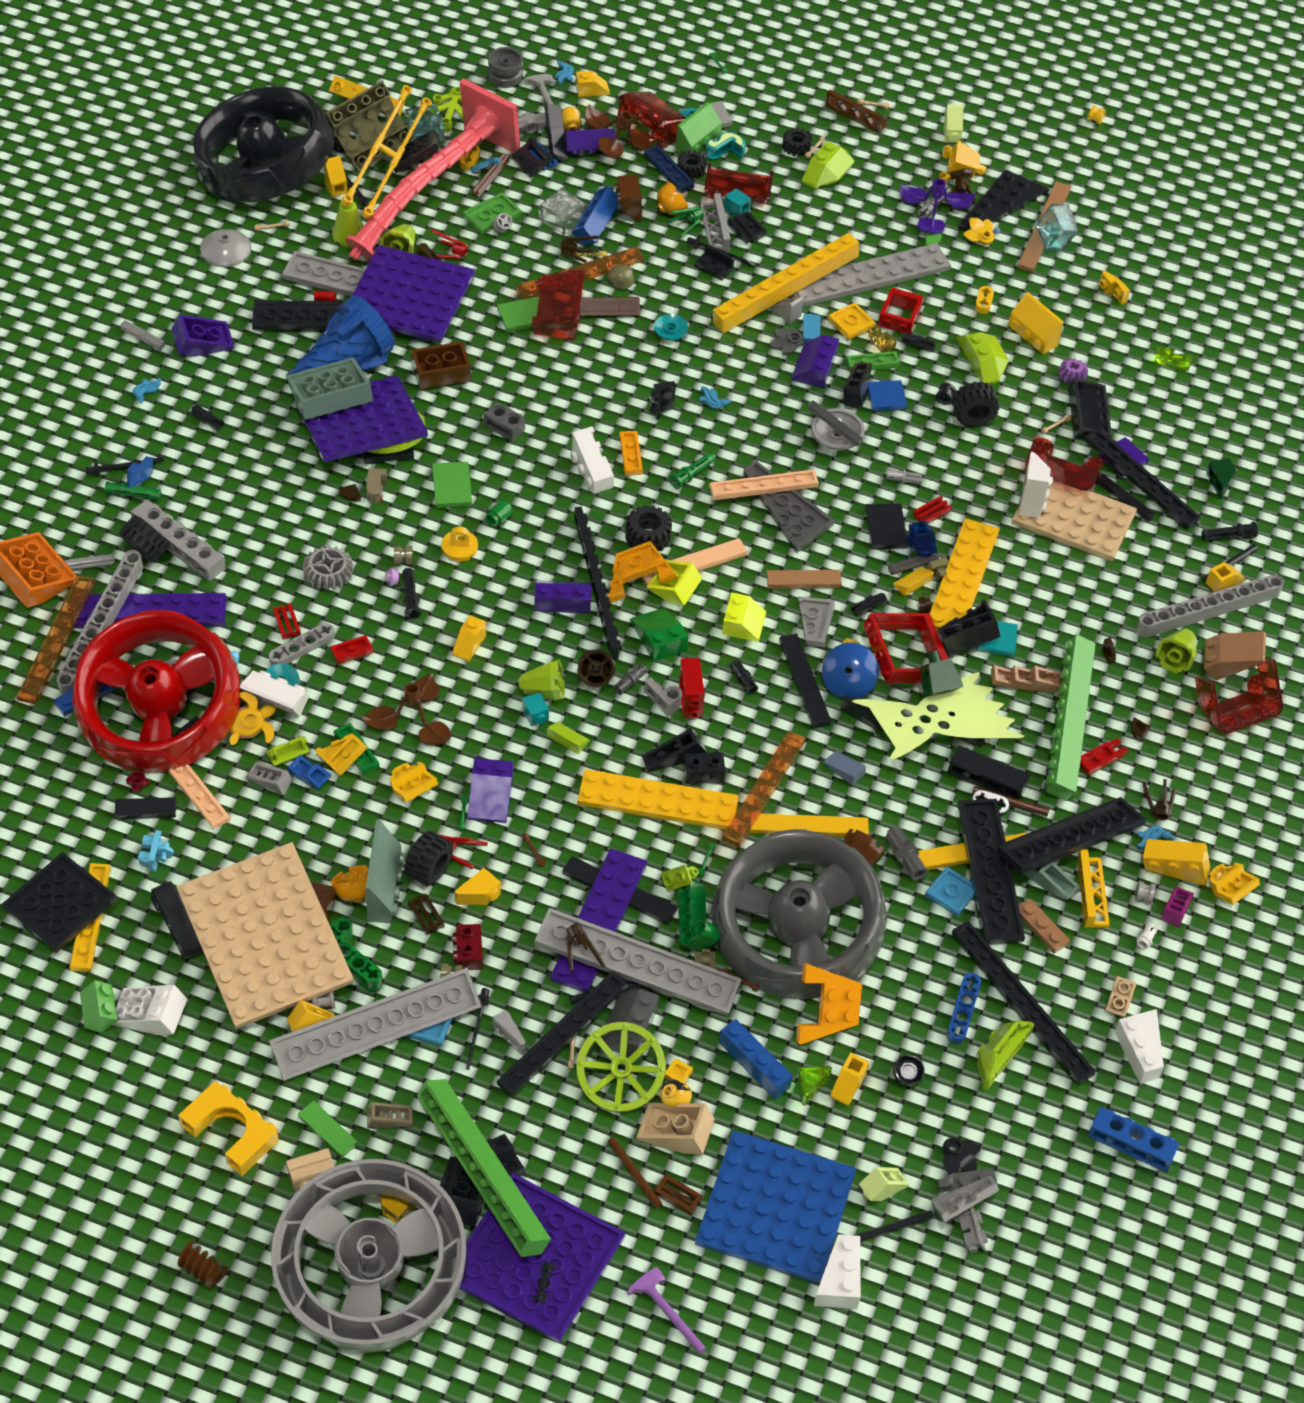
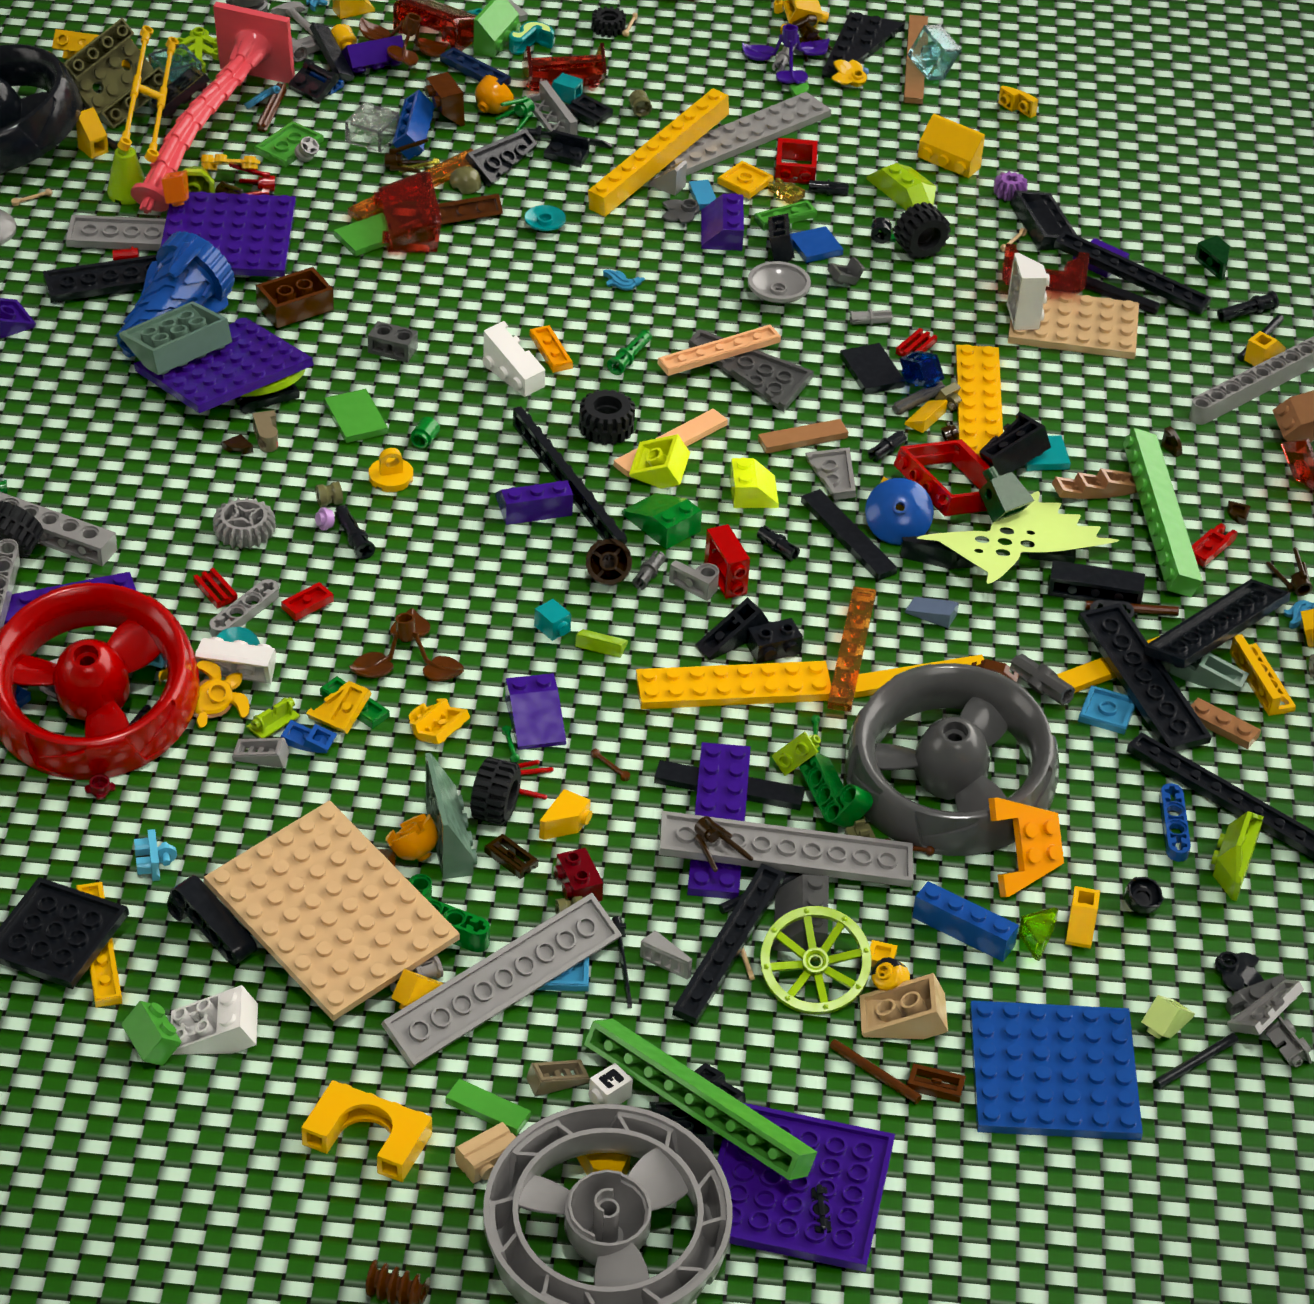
camera: 15 degrees left, 10 degrees down
(145, 808) = (121, 814): black tile -> none
(200, 796) = (183, 788): light nougat tile -> none
(207, 417) = (32, 398): black axle -> none
(378, 245) = (176, 187): none -> orange slope
(423, 1137) = (610, 1086): none -> white brick
(444, 229) = (210, 163): none -> yellow plant
(469, 638) = (444, 562): yellow slope -> none
(471, 158) = (240, 95): yellow beam -> none
(544, 679) = (552, 584): lime cone -> none
(635, 564) = (611, 450): light orange wing -> none
(646, 1285) = (942, 1185): medium lavender piece -> none
(657, 259) = (500, 156): none -> black wing
(662, 398) = (568, 285): black bracket -> none
(697, 159) = (501, 59): black tyre -> none
(792, 228) = (640, 103): none -> olive wheel
(827, 166) = (653, 38): lime wedge -> none
(835, 423) = (775, 274): dark grey axle -> none
(842, 1278) = (1165, 1120): white wedge -> none
(899, 430) = (847, 274): none -> dark grey bracket
(981, 299) = (882, 137): yellow beam -> none
(1169, 359) = (1104, 158): clear neon green slope -> none
(1177, 651) = (1247, 428): lime cone -> none

